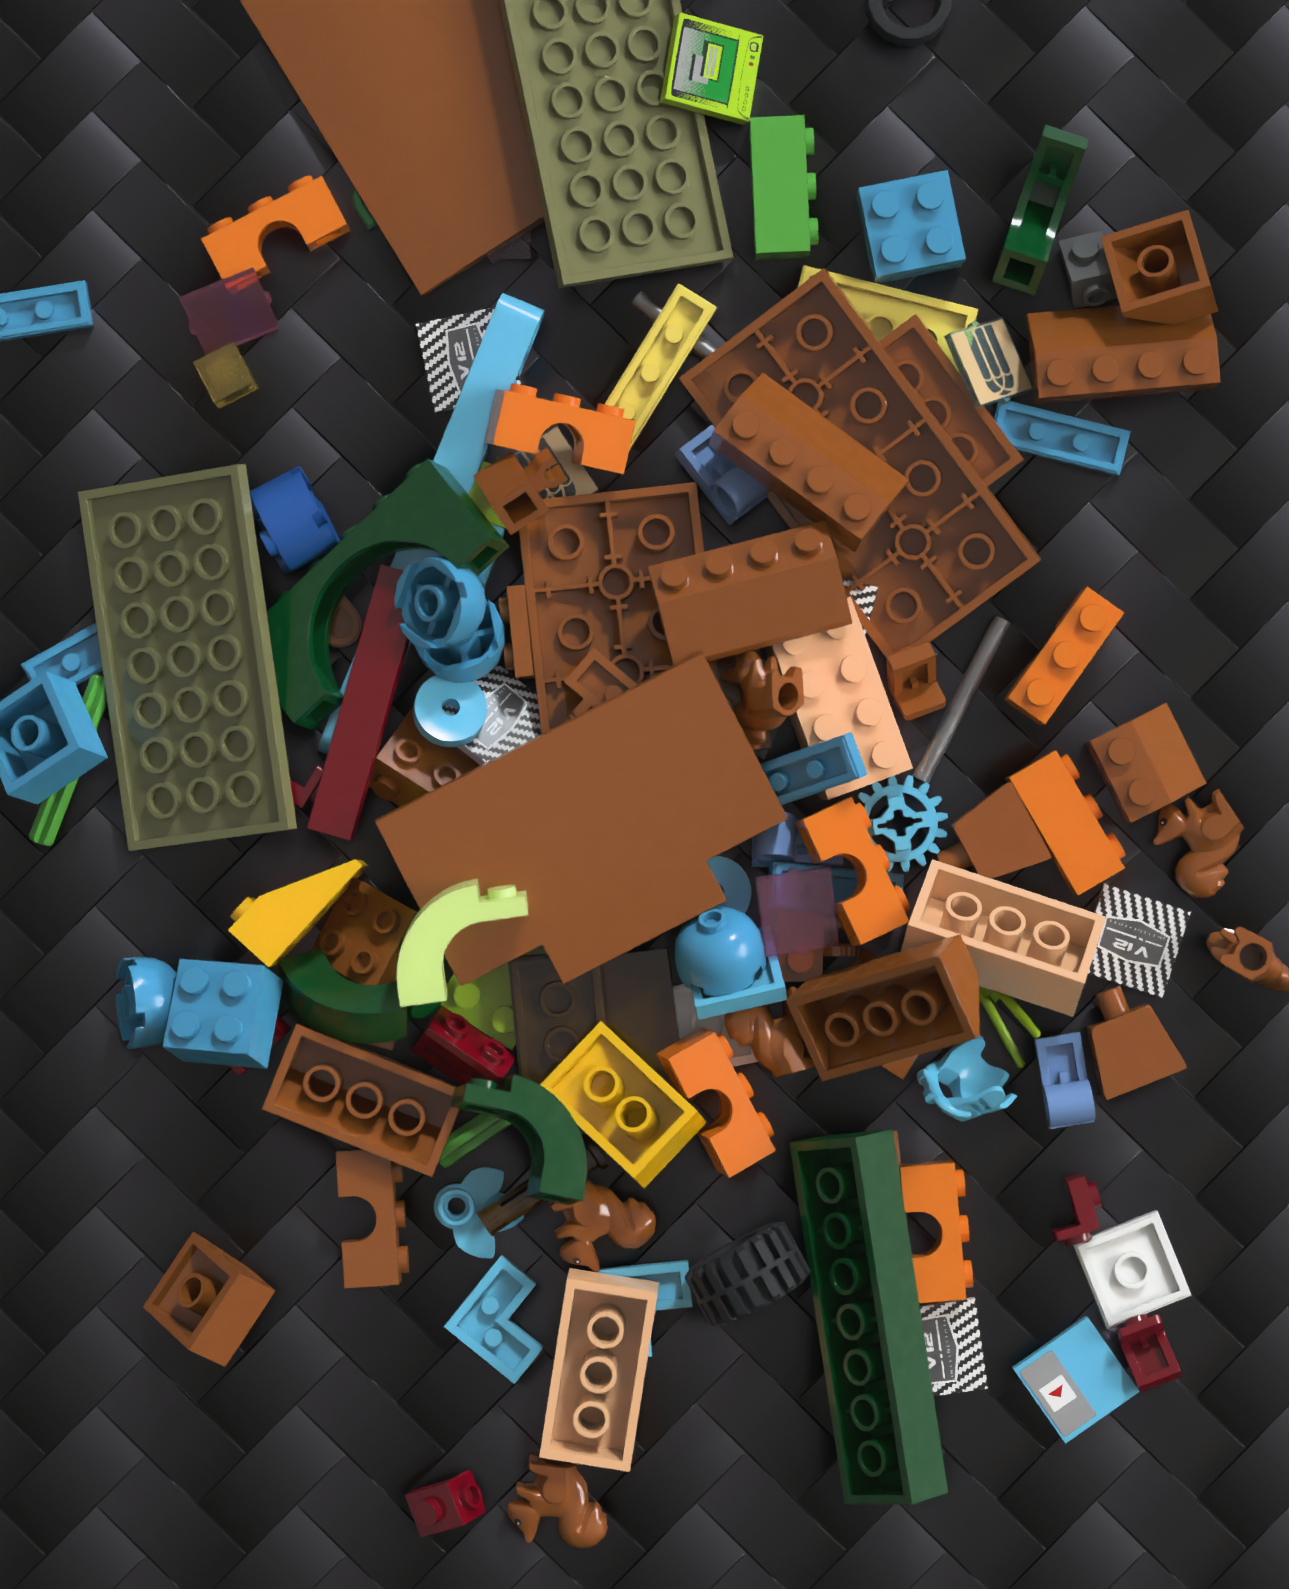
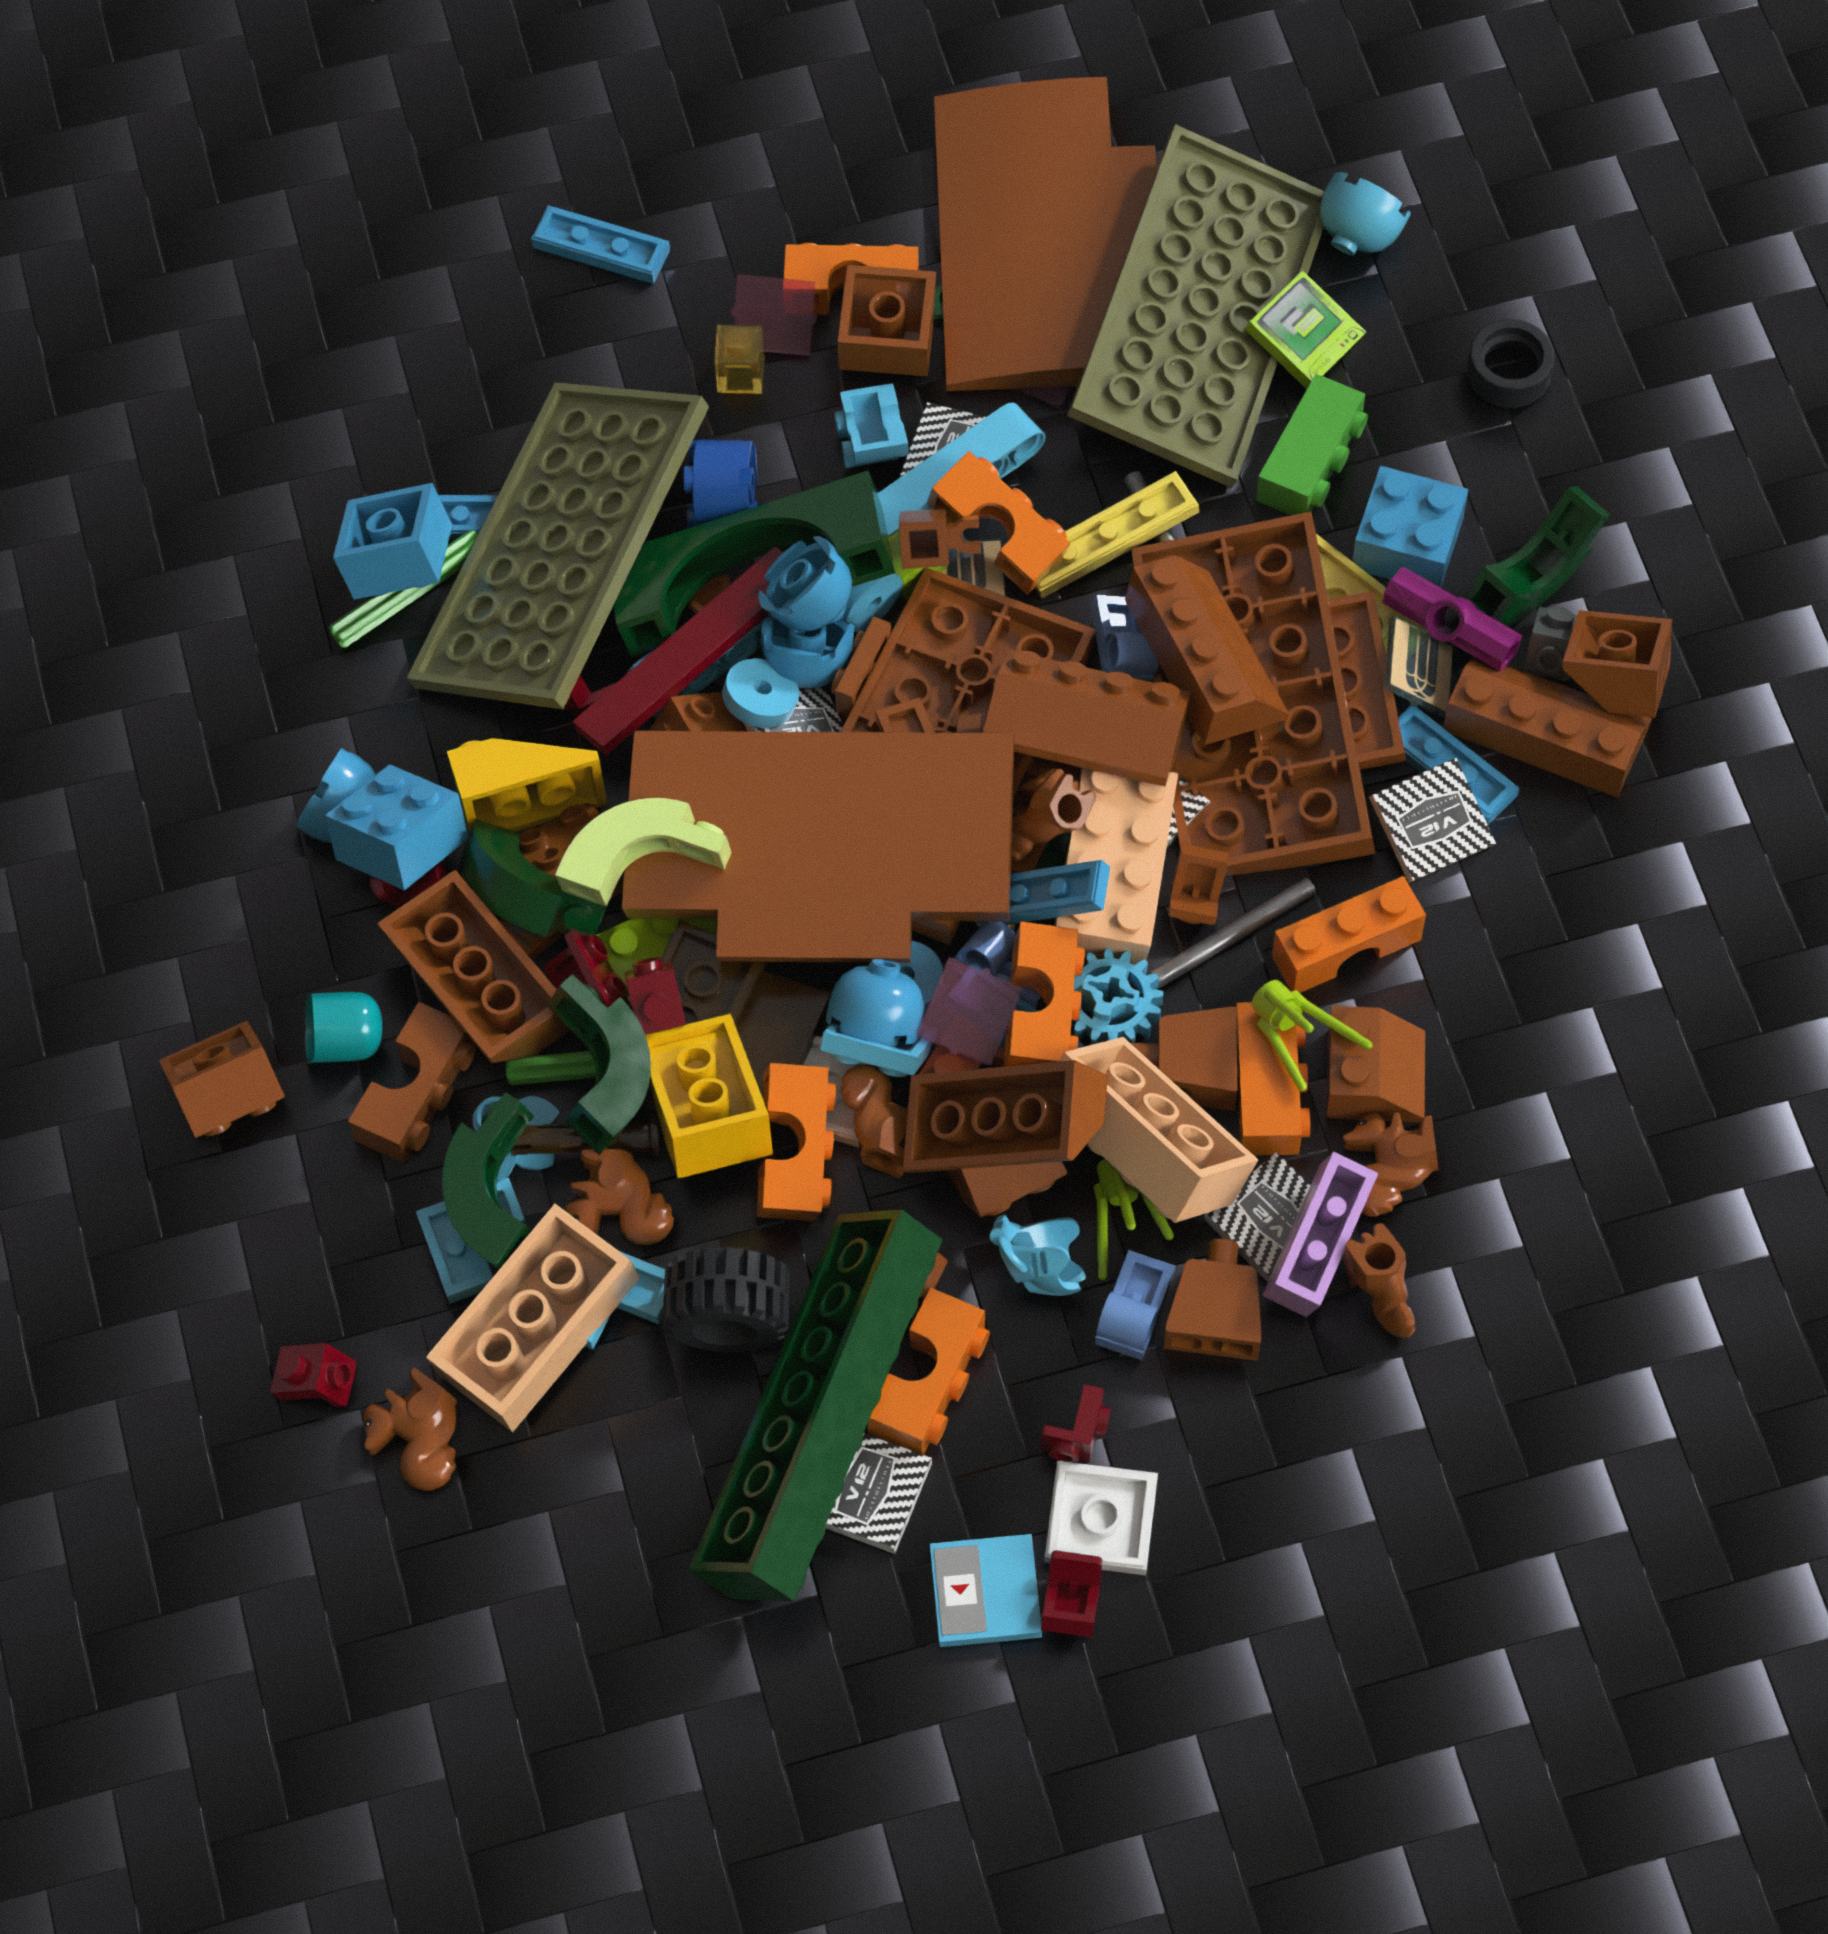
camera: 30 degrees right, 25 degrees down
(283, 1204) = (341, 1027): none -> teal helmet
(337, 266) = (887, 320): none -> dark orange slope
(385, 380) = (871, 426): none -> medium azure cylinder
(492, 1304) = (472, 1176): none -> dark green arch
(531, 1043) = (655, 995): none -> dark red bracket
(1021, 308) = (1476, 631): none -> magenta piece
(1054, 774) = (1283, 1010): none -> lime plant
(1076, 506) = (1432, 820): none -> tile
(1188, 952) = (1320, 1234): none -> lavender brick

